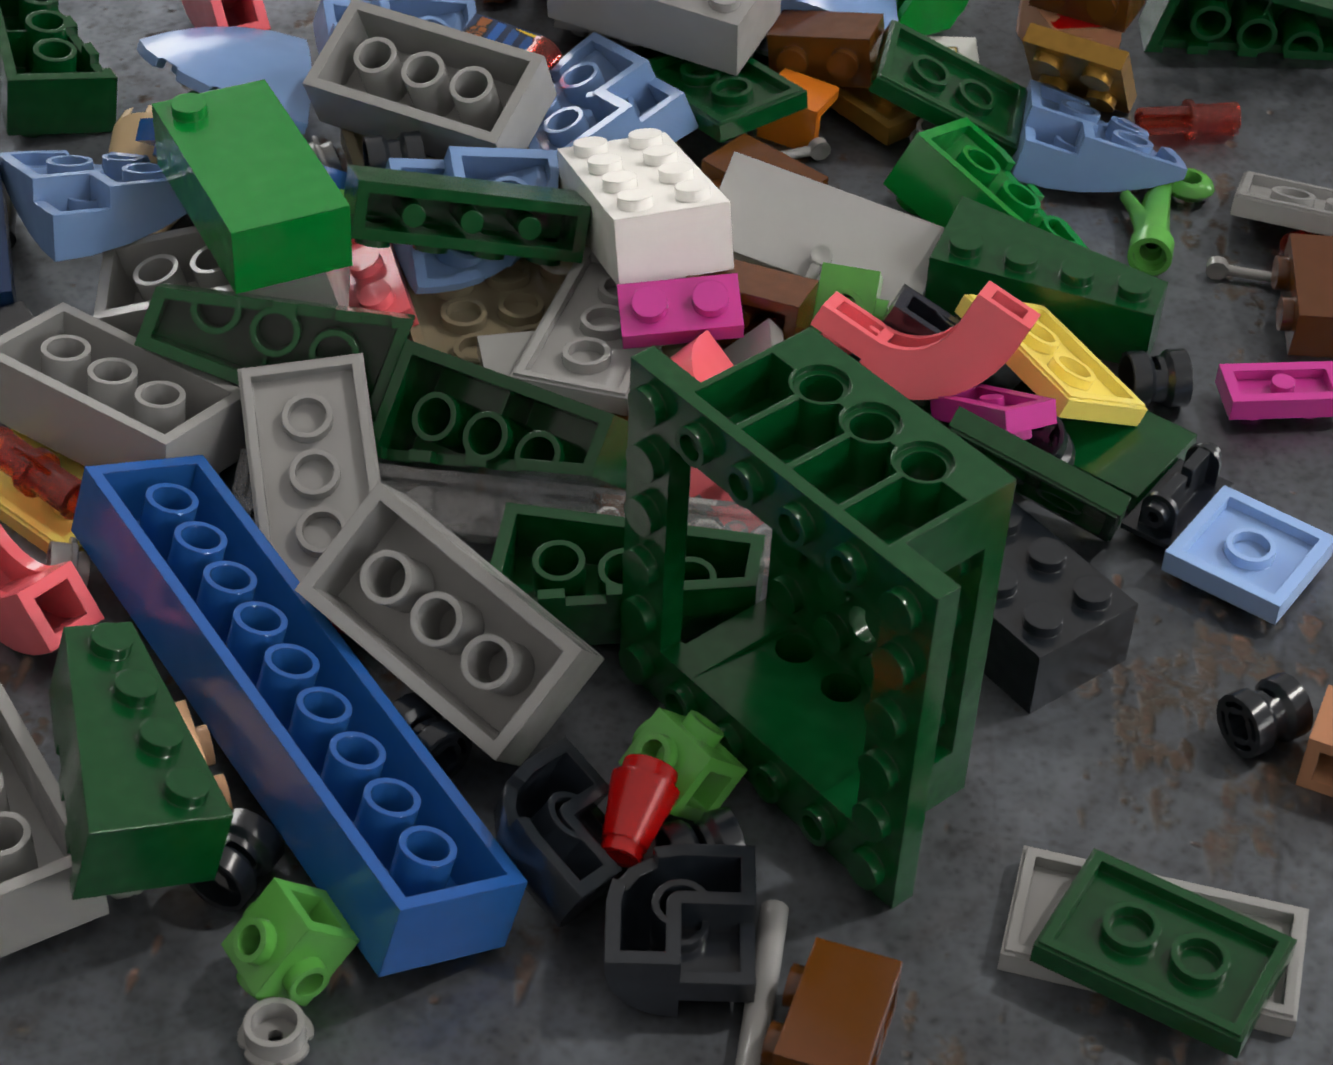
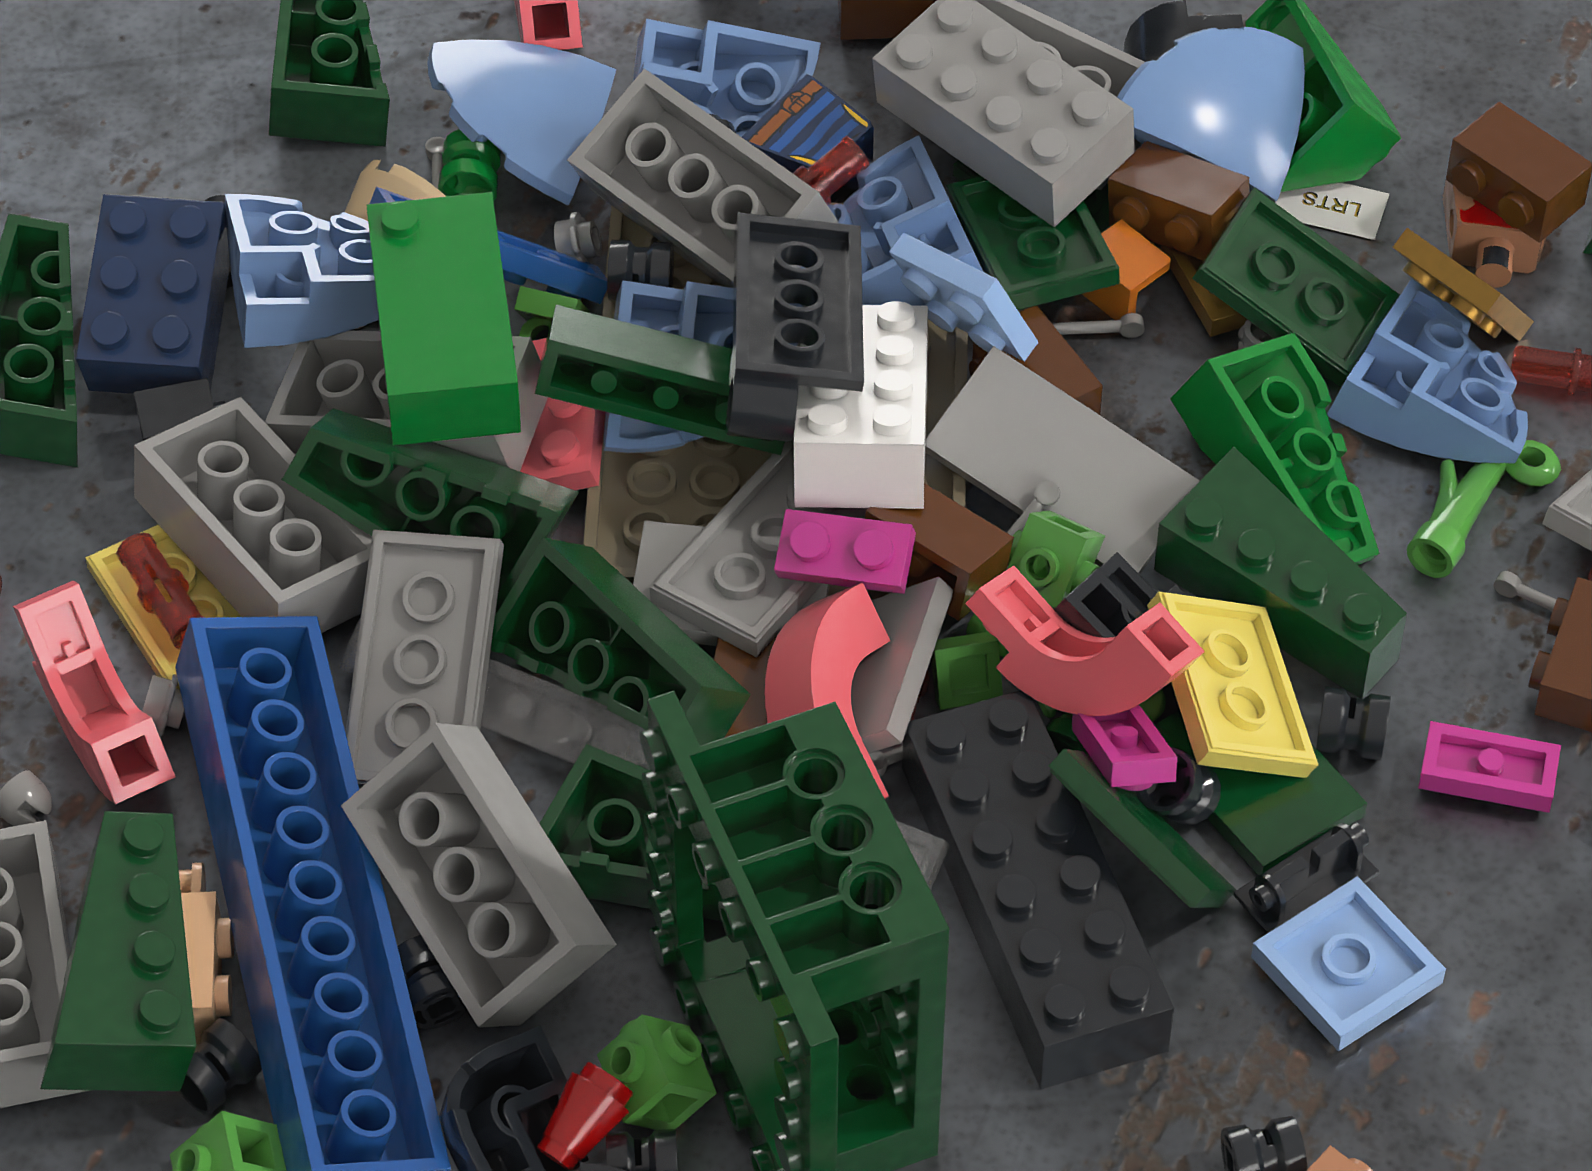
camera: 20 degrees right, 10 degrees up
(569, 142) = (763, 363): none -> black hinge
(698, 112) = (963, 298): none -> light blue plate

